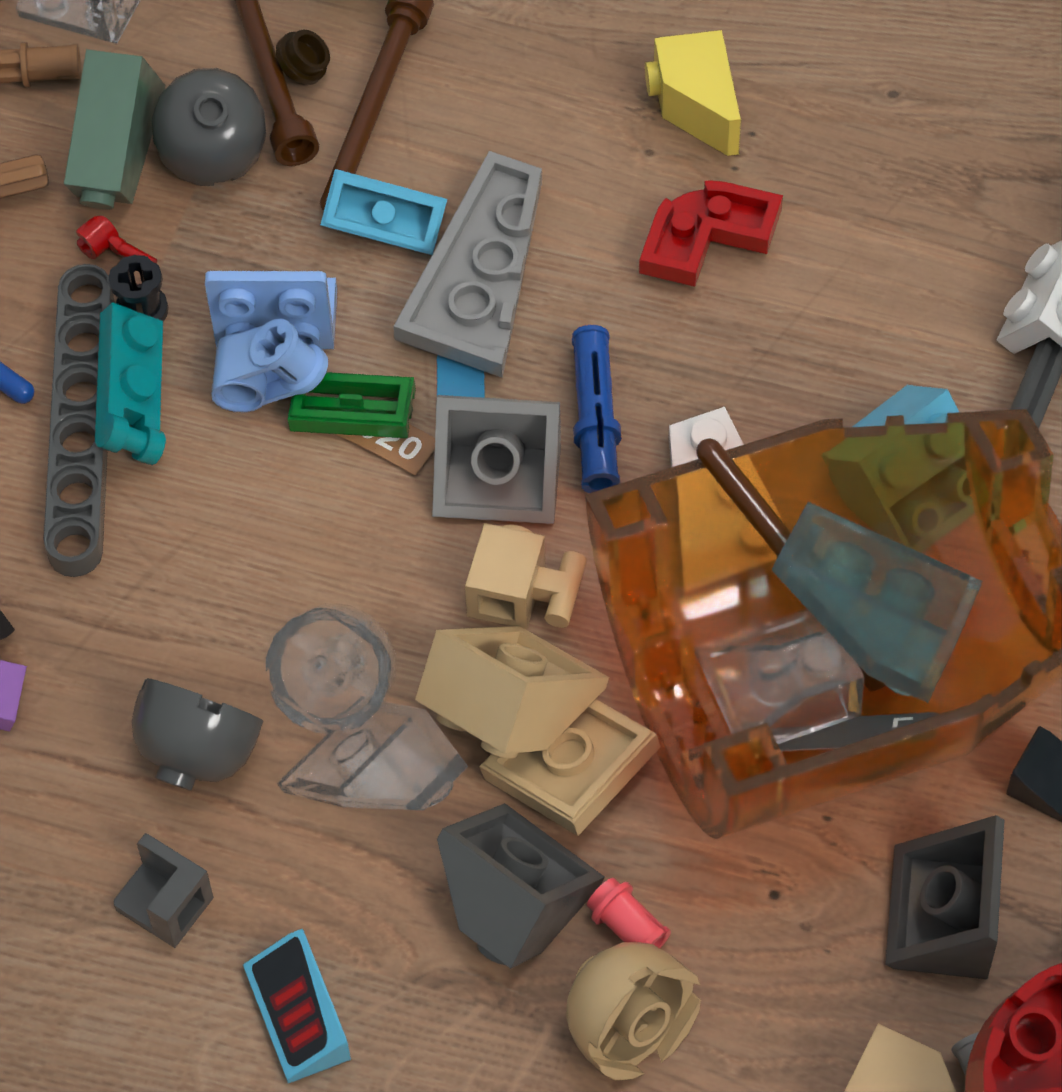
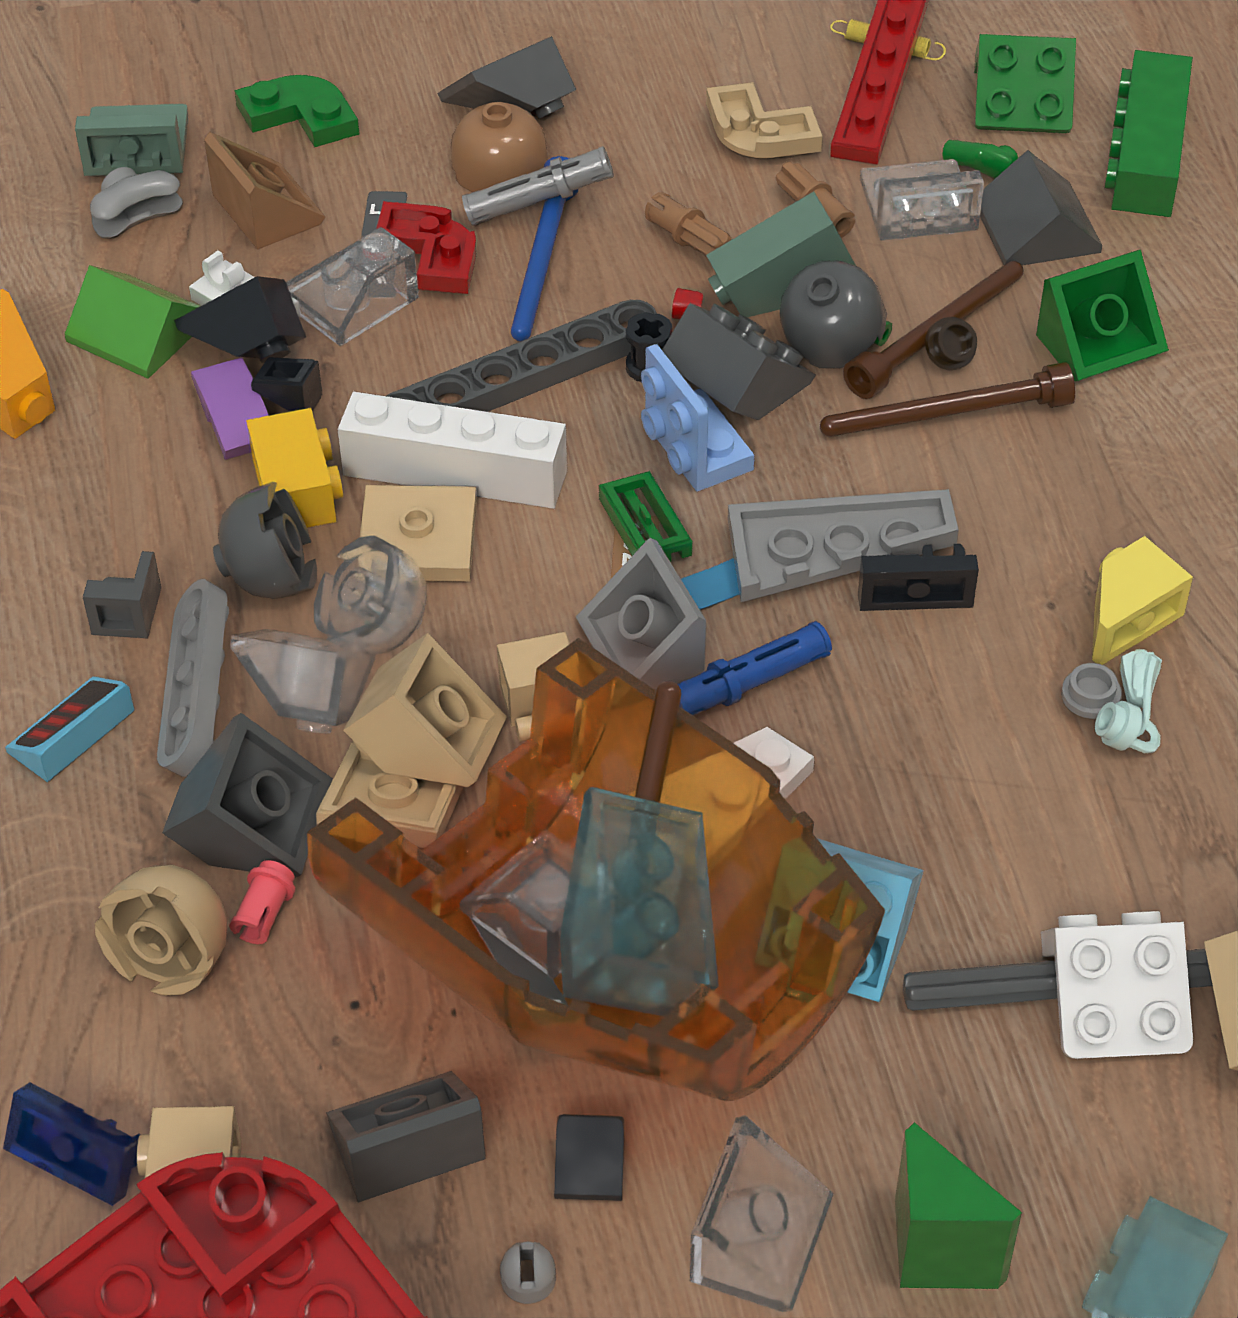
camera: 60 degrees right, 10 degrees down
(88, 667) = (294, 455): none -> yellow piece
(129, 384) = (566, 377): teal plate -> none
(165, 517) = (453, 446): none -> white brick
(212, 232) = (735, 361): none -> dark grey slope
(238, 598) = (426, 523): none -> tan plate
(265, 367) = (628, 445): light blue piece -> none
(315, 869) = (192, 677): none -> light grey plate
(383, 212) = (842, 451): medium azure slope -> none
(579, 226) = (918, 581): none -> black plate
(717, 214) = (975, 653): red plate -> none
(774, 170) = (1089, 689): none -> light grey plate
(824, 169) = (1124, 721): none -> light aqua piece

